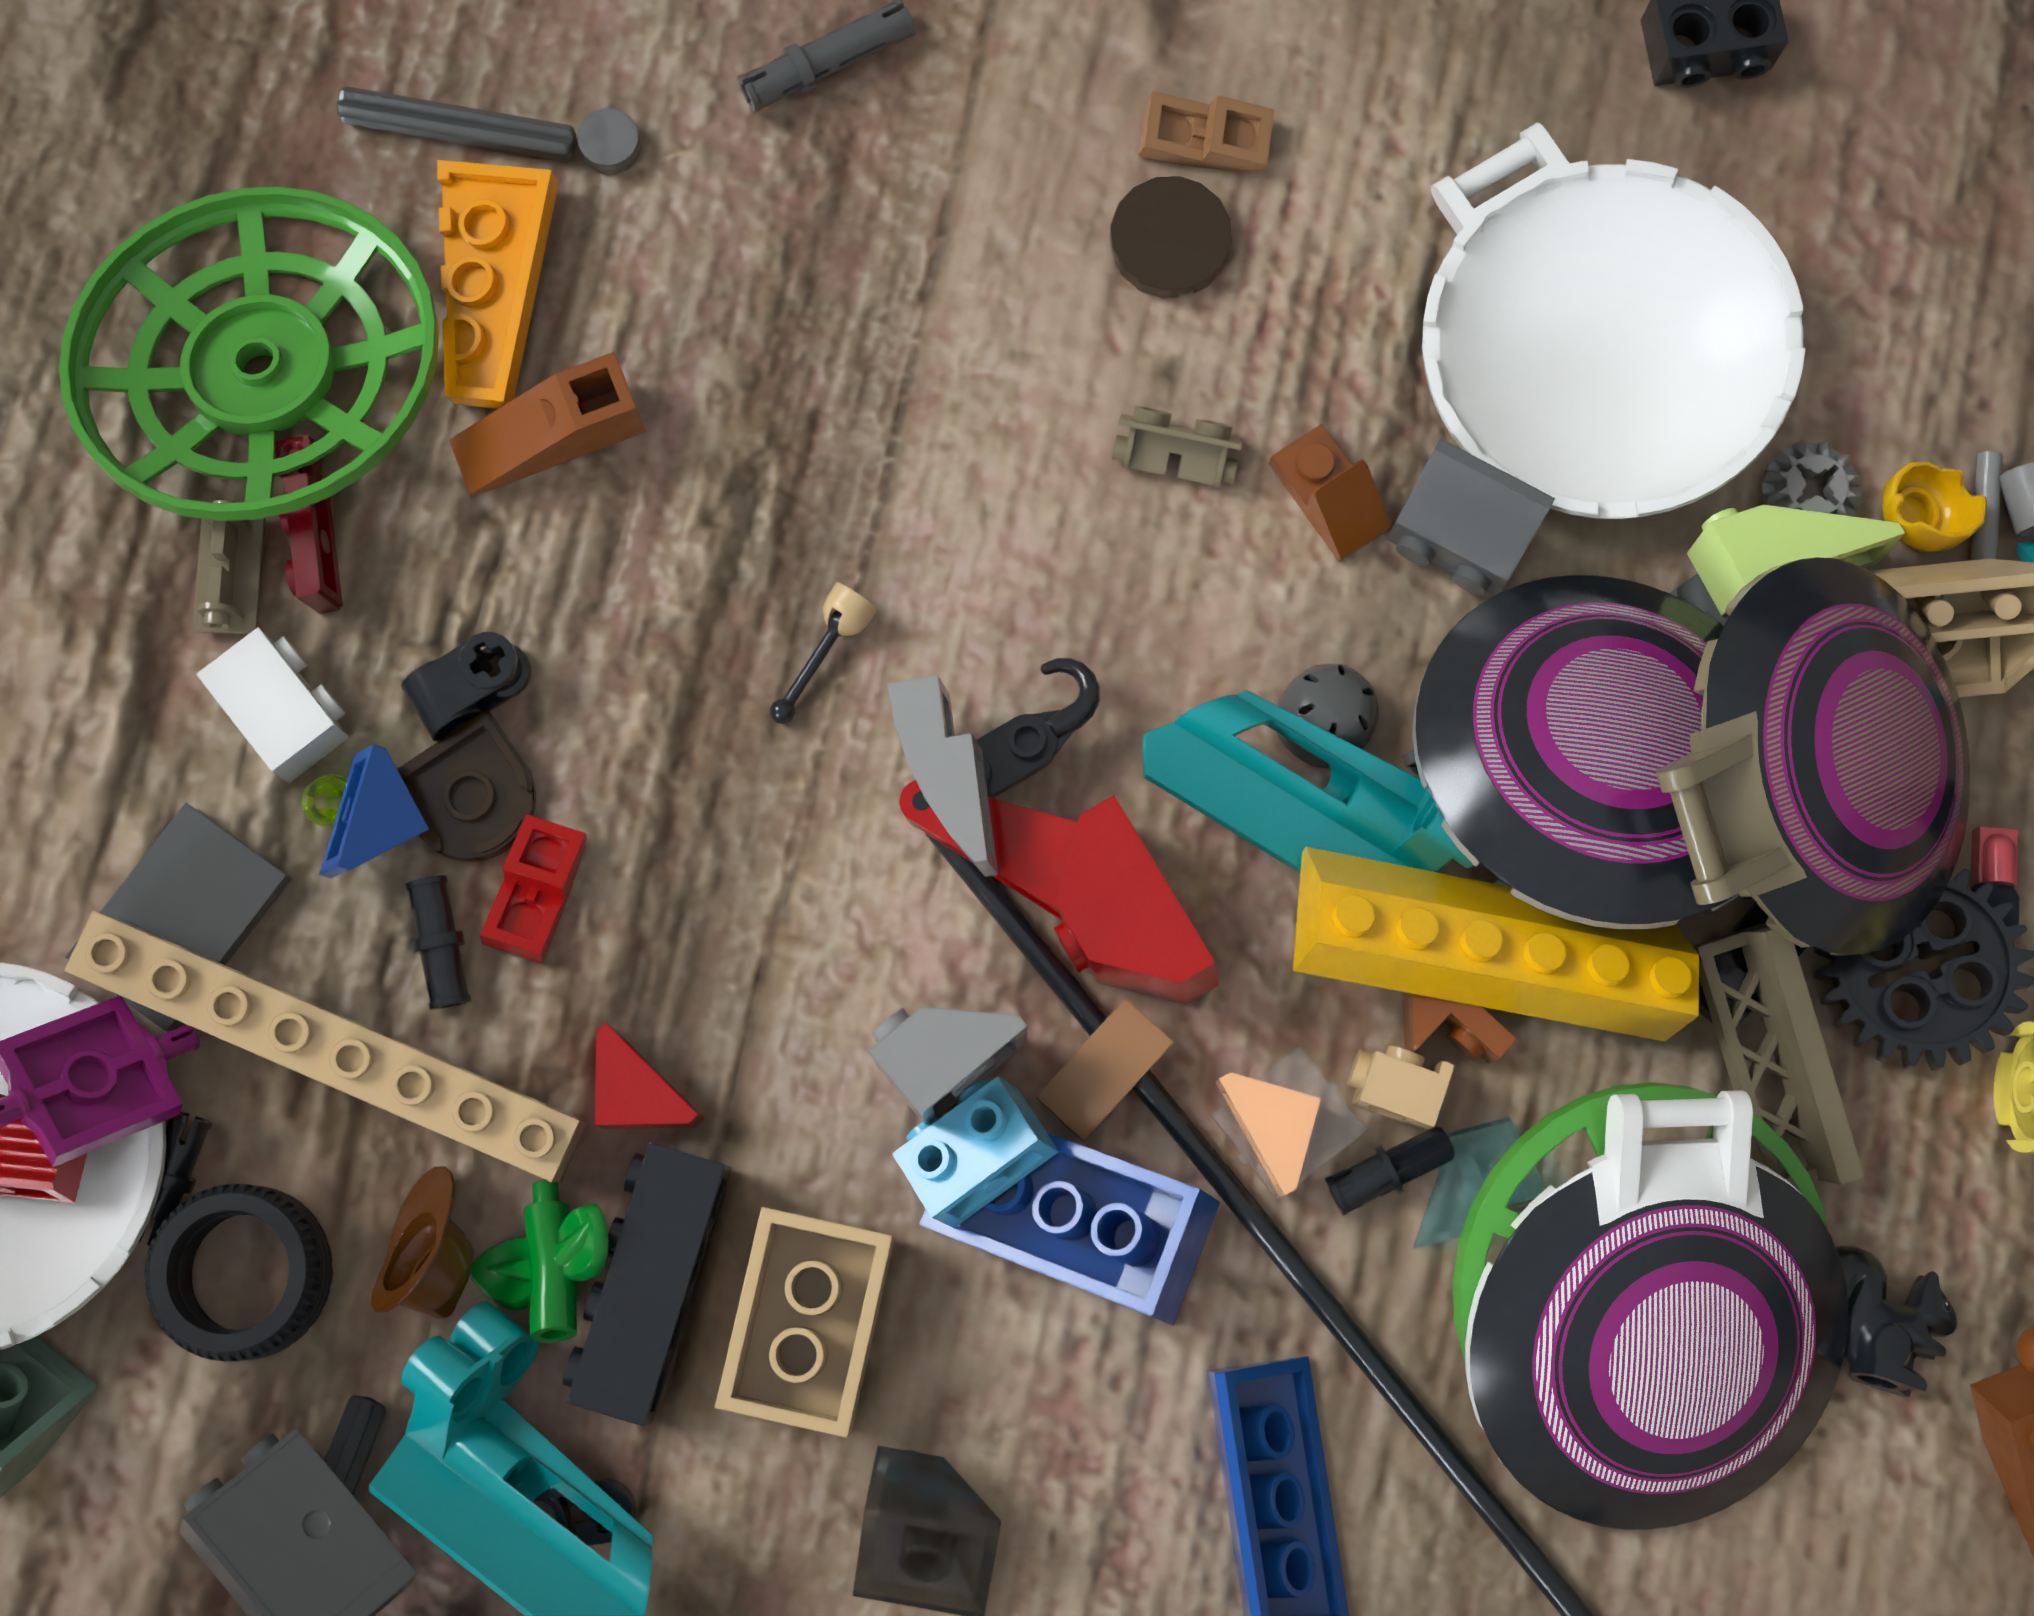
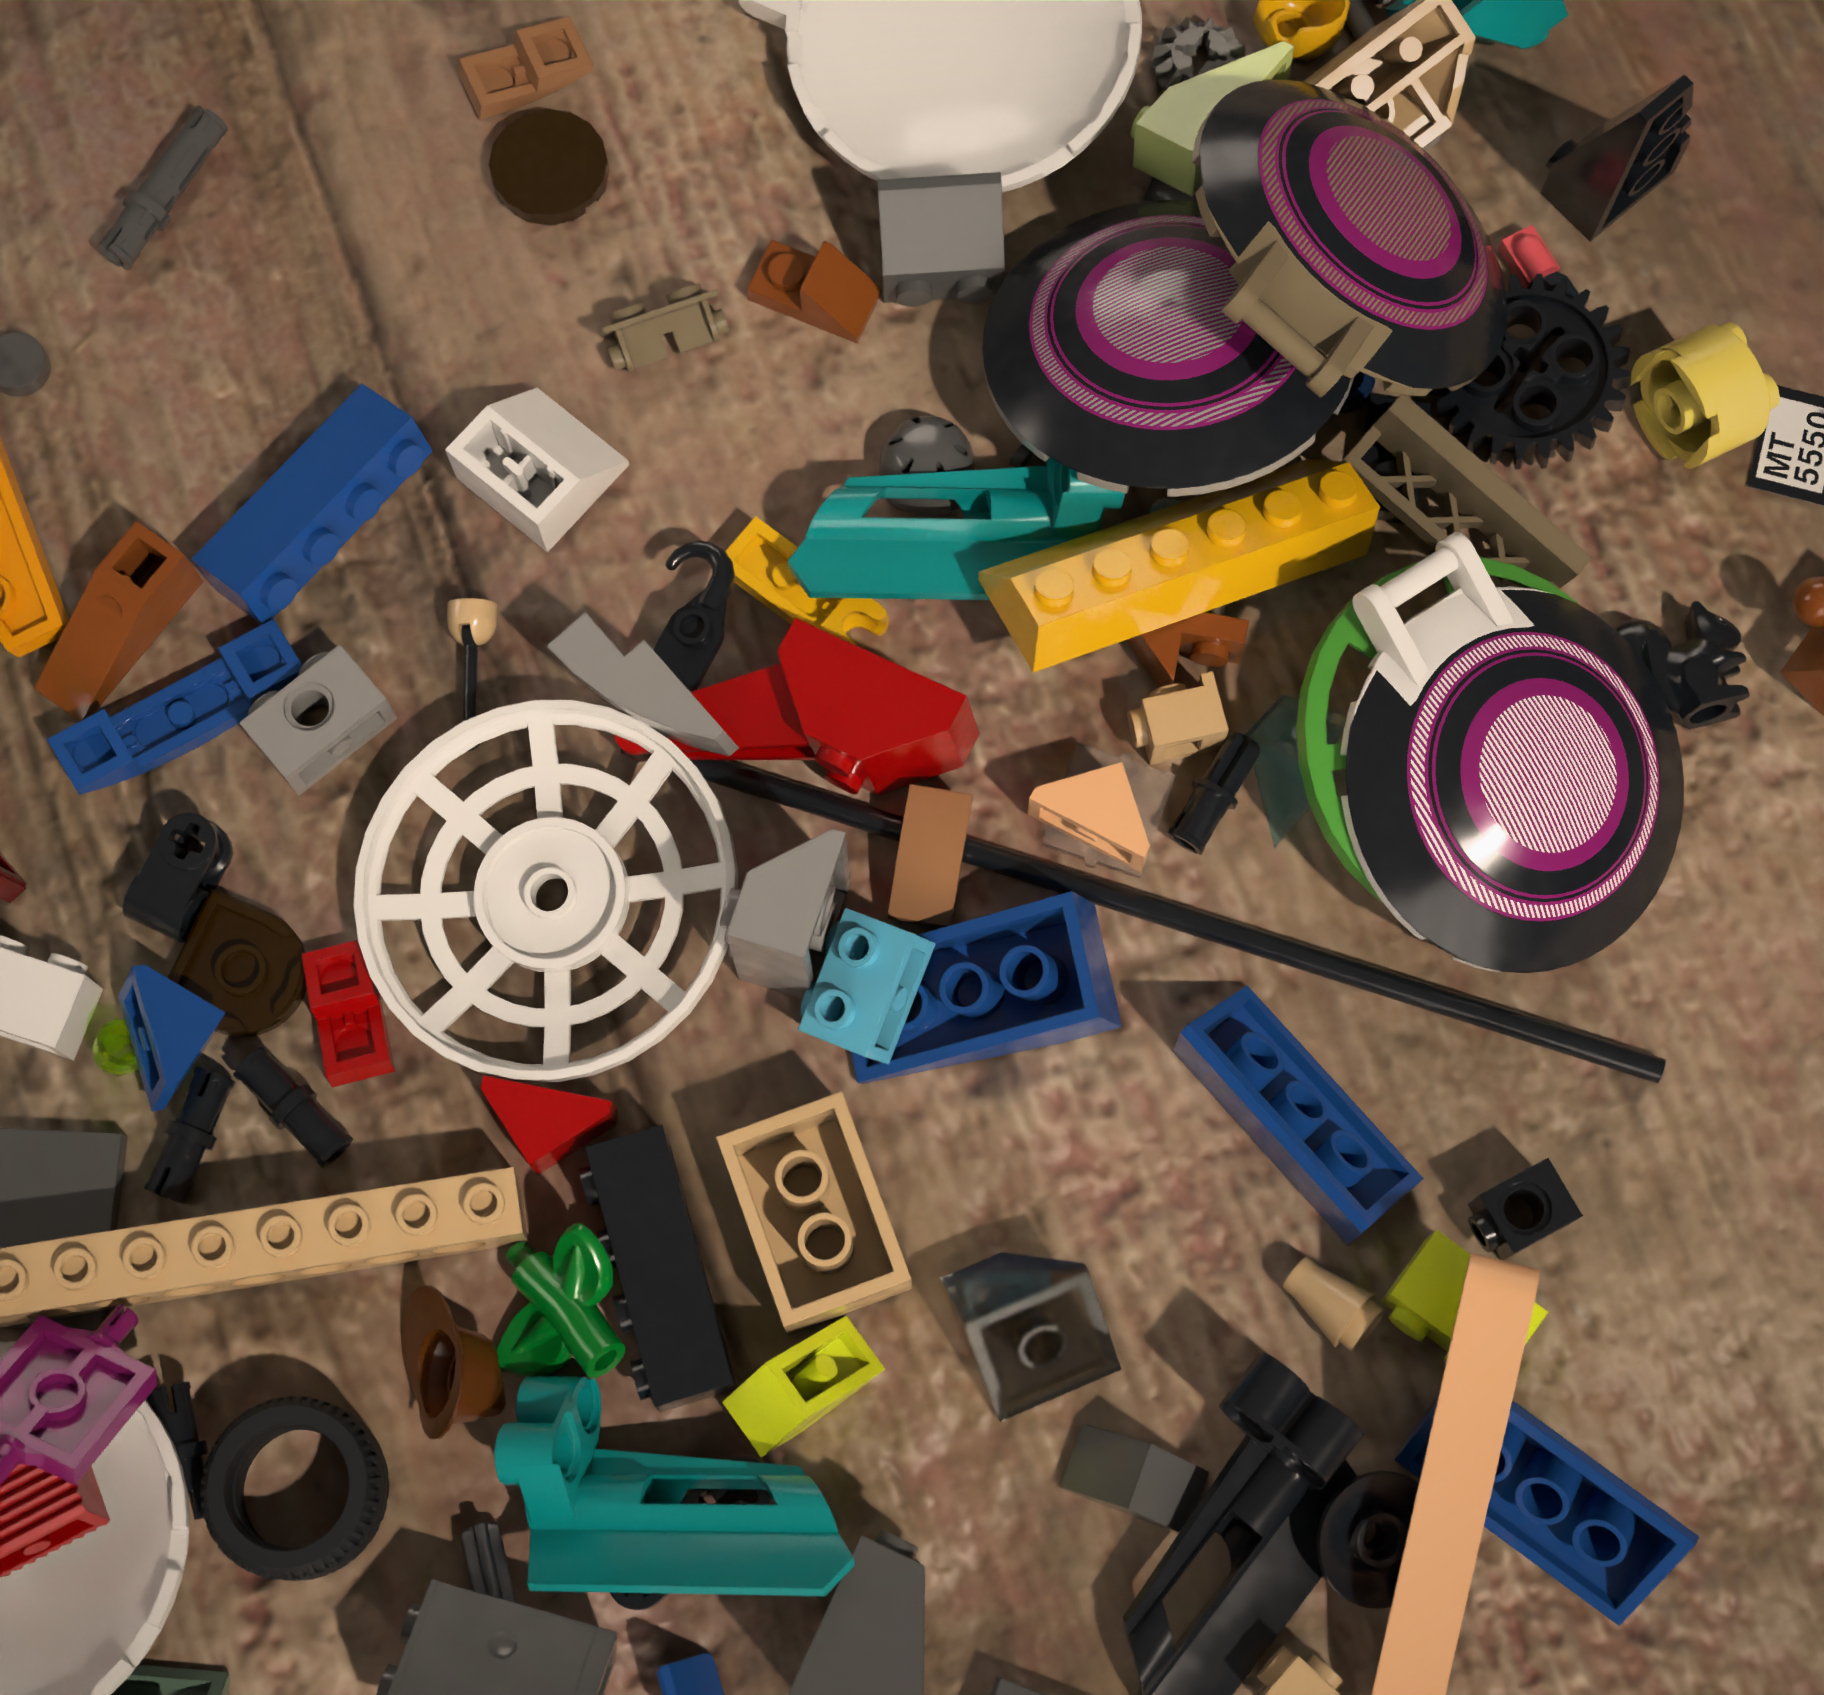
camera: 30 degrees left, 5 degrees down
(340, 911) = (189, 1135): none -> black pin
(553, 539) = (180, 716): none -> blue slope
(696, 633) = (311, 752): none -> light grey brick
(706, 1460) = (802, 1385): none -> neon yellow slope
(729, 869) = (516, 869): none -> white dish
(777, 424) = (313, 504): none -> blue brick
(989, 503) = (534, 464): none -> white slope
(1123, 716) = (761, 570): none -> yellow plate

